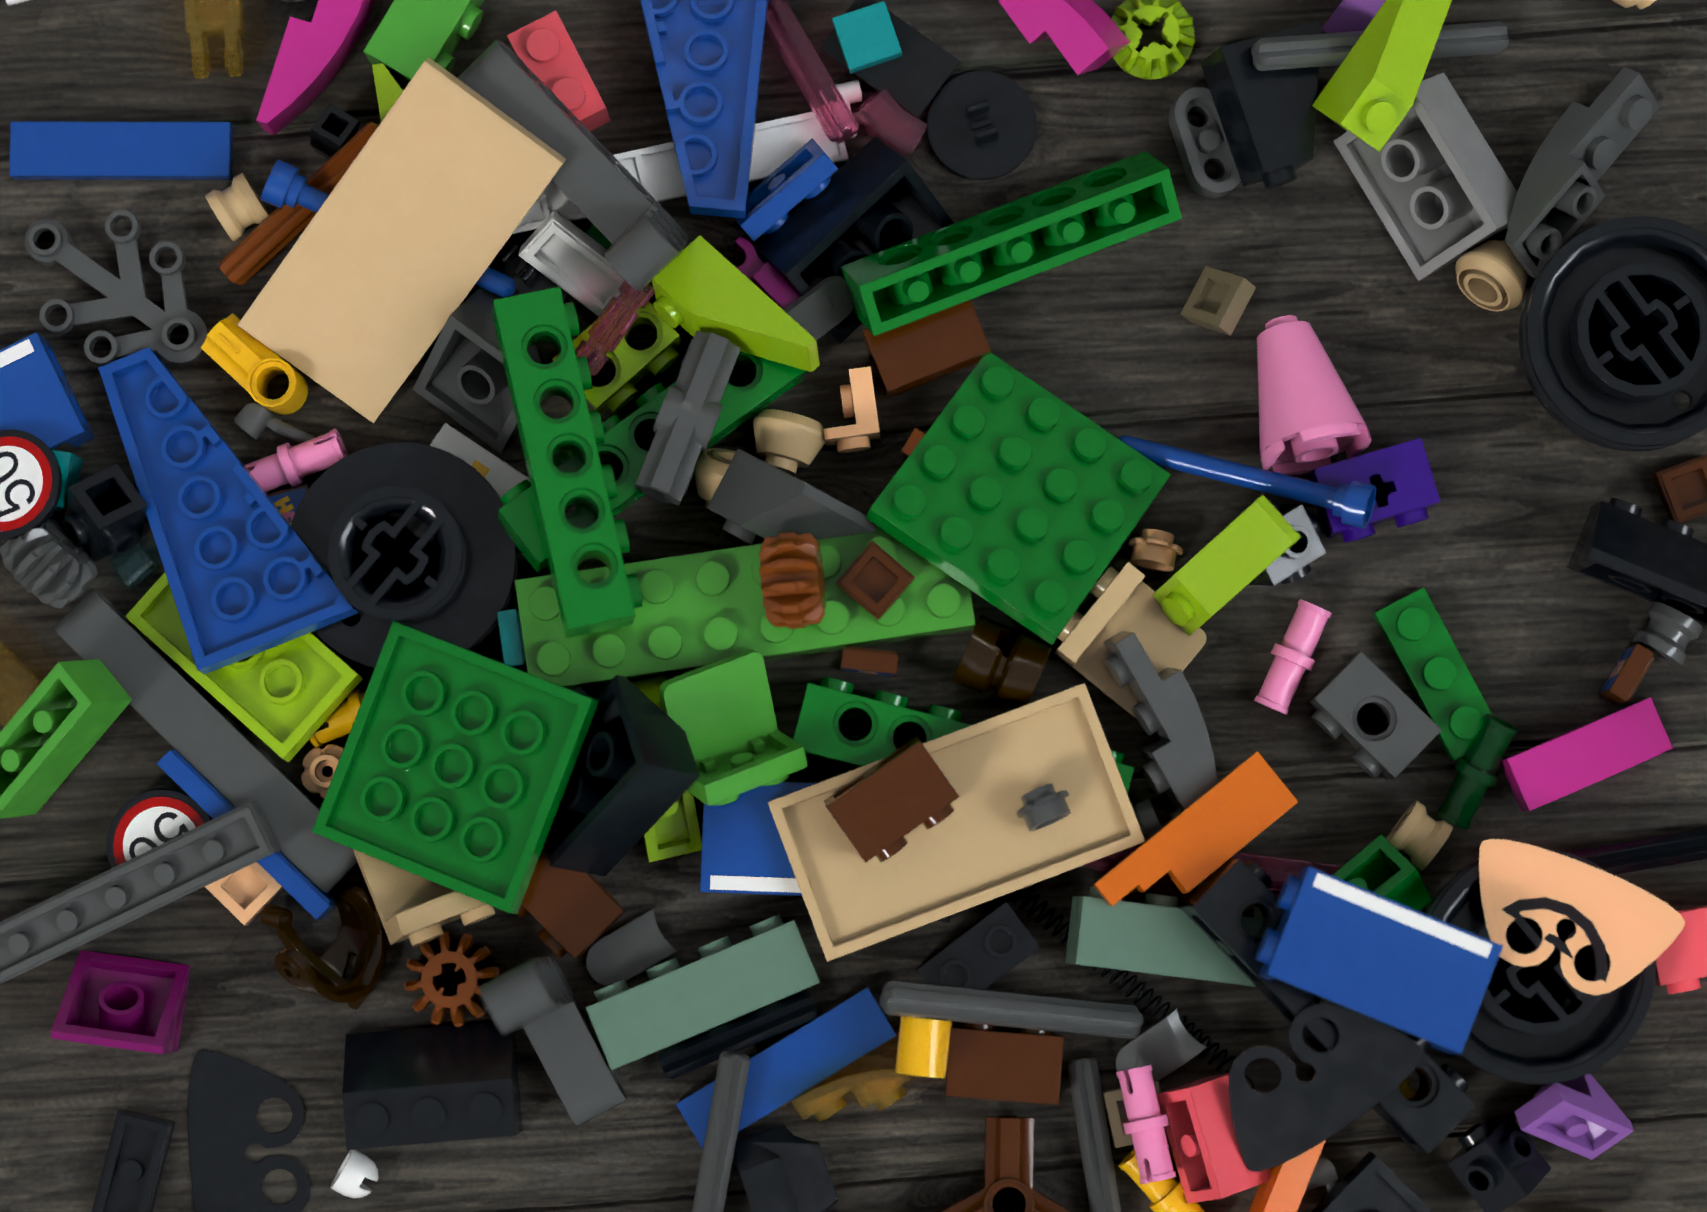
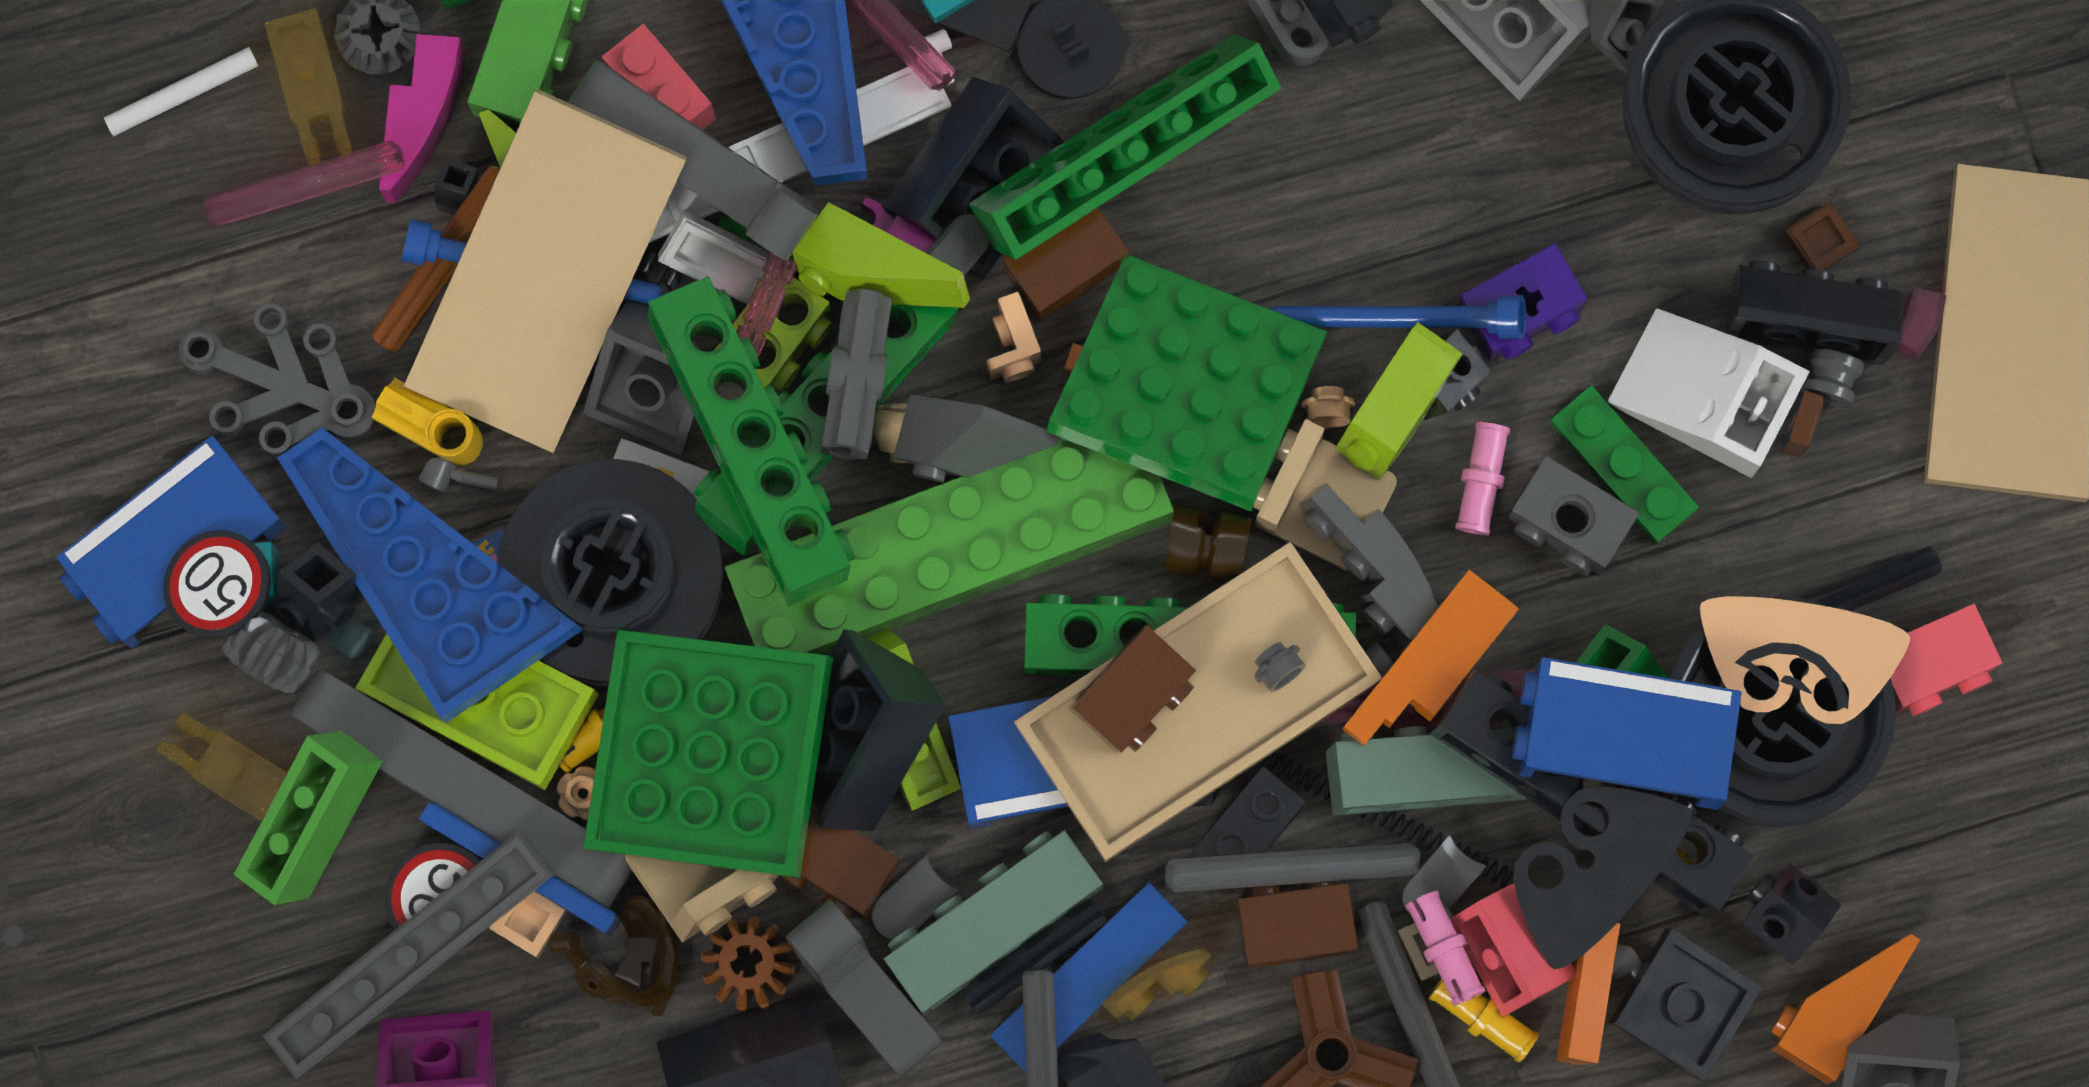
camera: 15 degrees left, 5 degrees down
(121, 150) = (252, 249): blue tile -> none
(184, 97) = (304, 183): none -> clear pink axle
(237, 206) = (377, 276): tan wheel -> none
(299, 461) = (490, 504): bright pink pin -> none
(511, 638) = (733, 621): teal tile -> none
(731, 727) = (963, 658): bright green bracket -> none
(787, 439) = (954, 376): tan cone -> none
(792, 580) = (991, 502): dark orange gear -> none
(797, 178) = (910, 129): blue plate -> none
(869, 661) = (1080, 572): reddish brown tile -> none
(875, 580) = (1069, 489): reddish brown tile -> none
(890, 123) = (982, 60): clear pink piece -> none
(923, 1047) = (1215, 919): yellow piece -> none
(1218, 300) = (1333, 159): dark tan plate -> none
(1302, 401) = (1436, 235): bright pink cone -> none
(1419, 835) = (1642, 618): tan wheel -> none
(1477, 771) = (1682, 546): dark green pin -> none
(1491, 276) = (1587, 79): tan cone -> none
(1540, 619) = (1708, 390): none -> white slope
(1575, 1117) = (1852, 850): medium lavender slope -> none
(1586, 755) = (1781, 508): dark pink slope -> none

